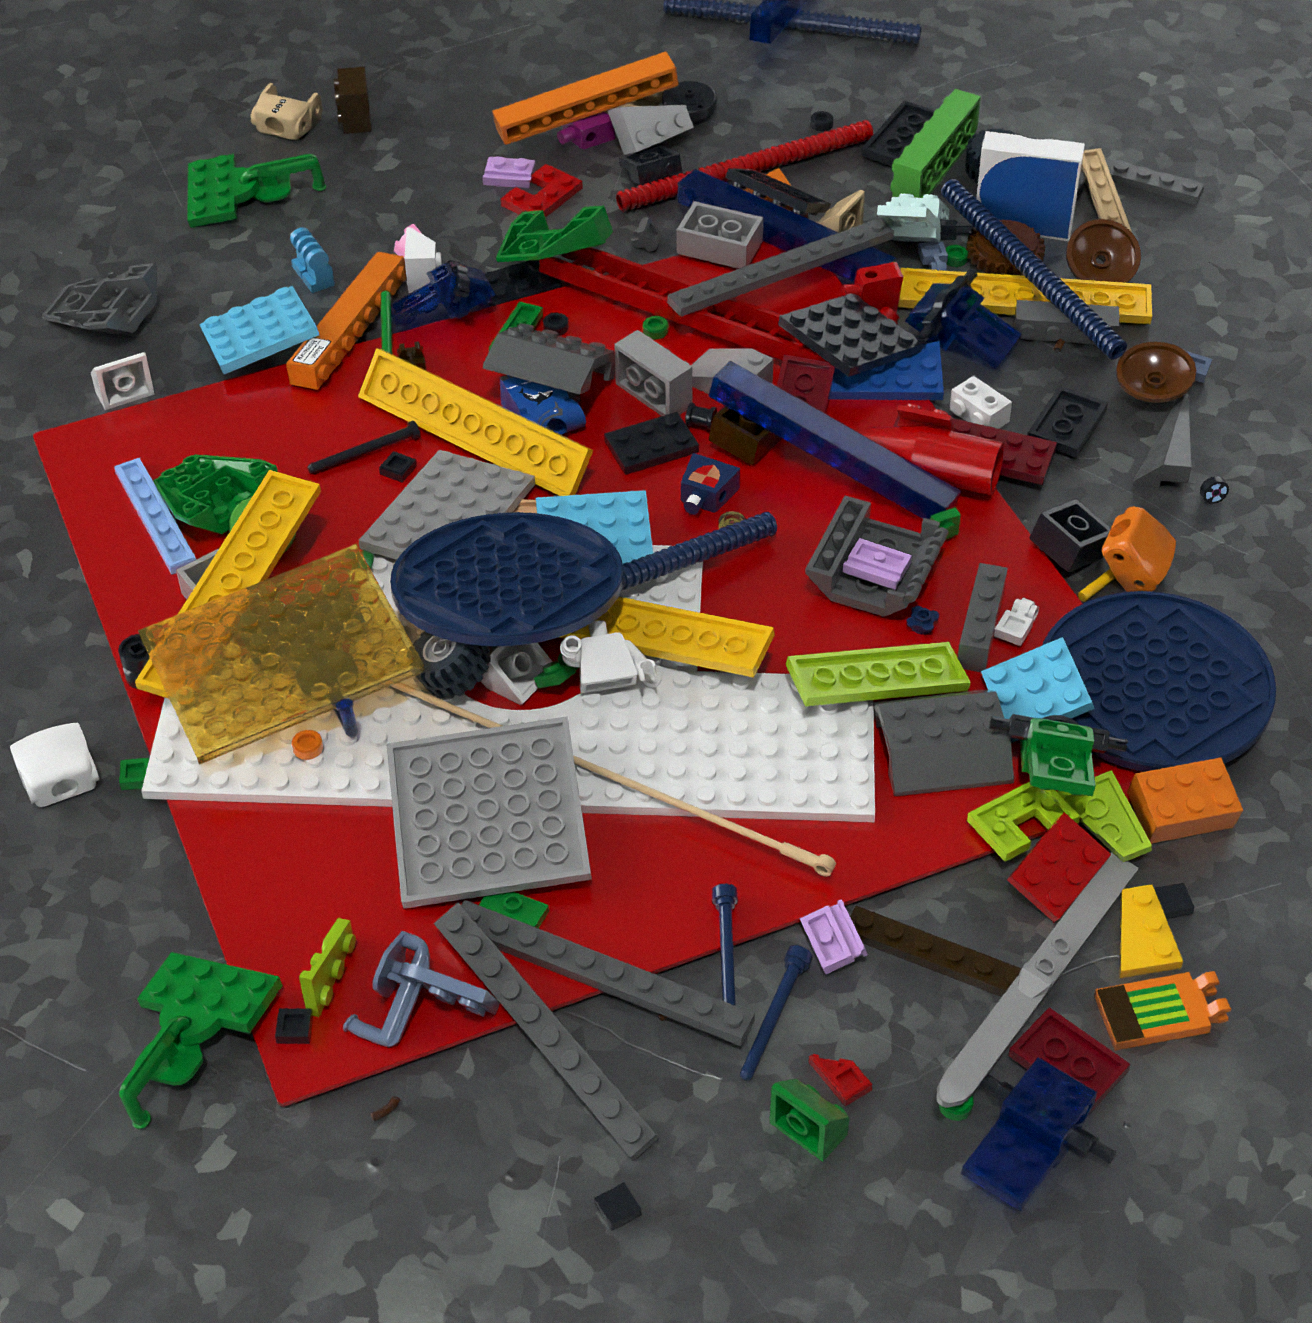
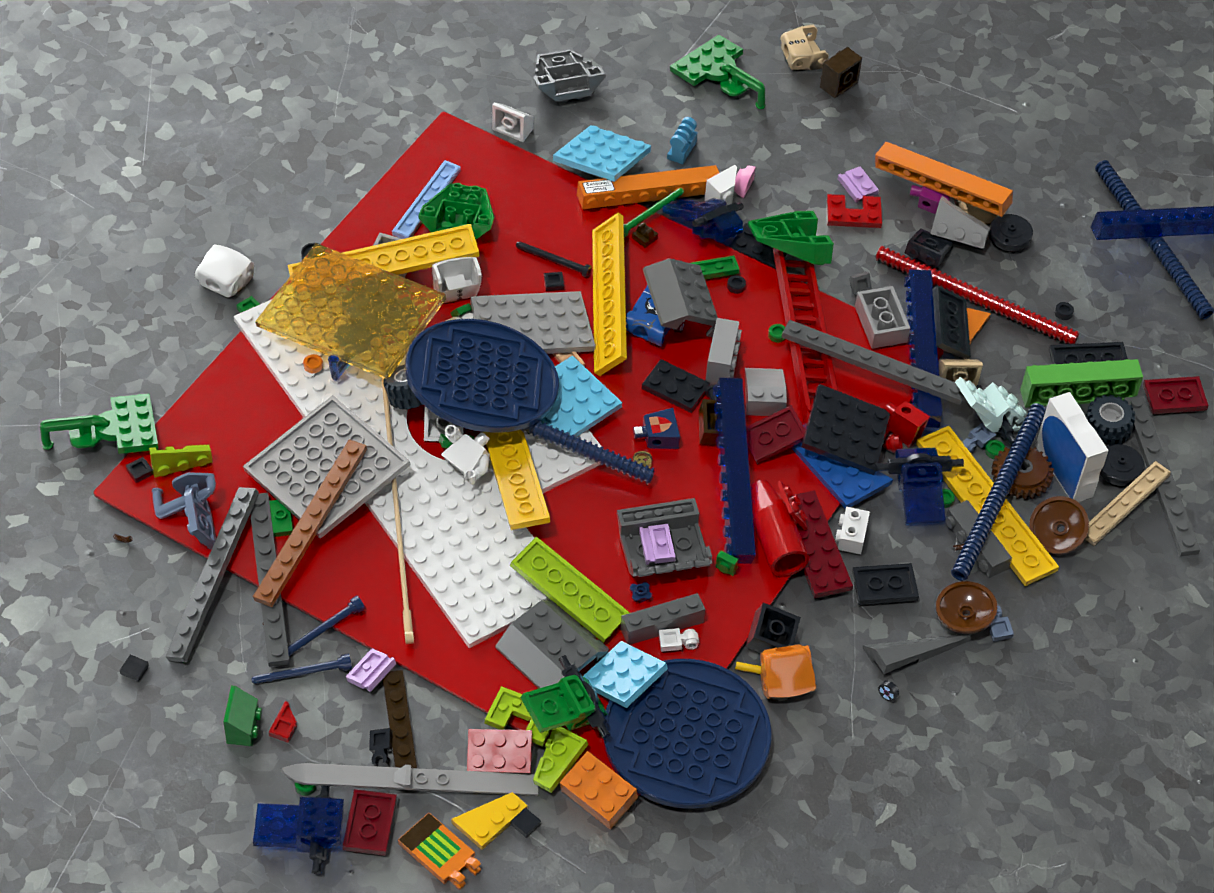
camera: 50 degrees right, 5 degrees up
(312, 534) = (457, 278): none -> white piece
(570, 874) = (310, 523): none -> plate
(954, 984) = (379, 743): none -> black plate
(1003, 102) = (1175, 395): none -> dark red plate

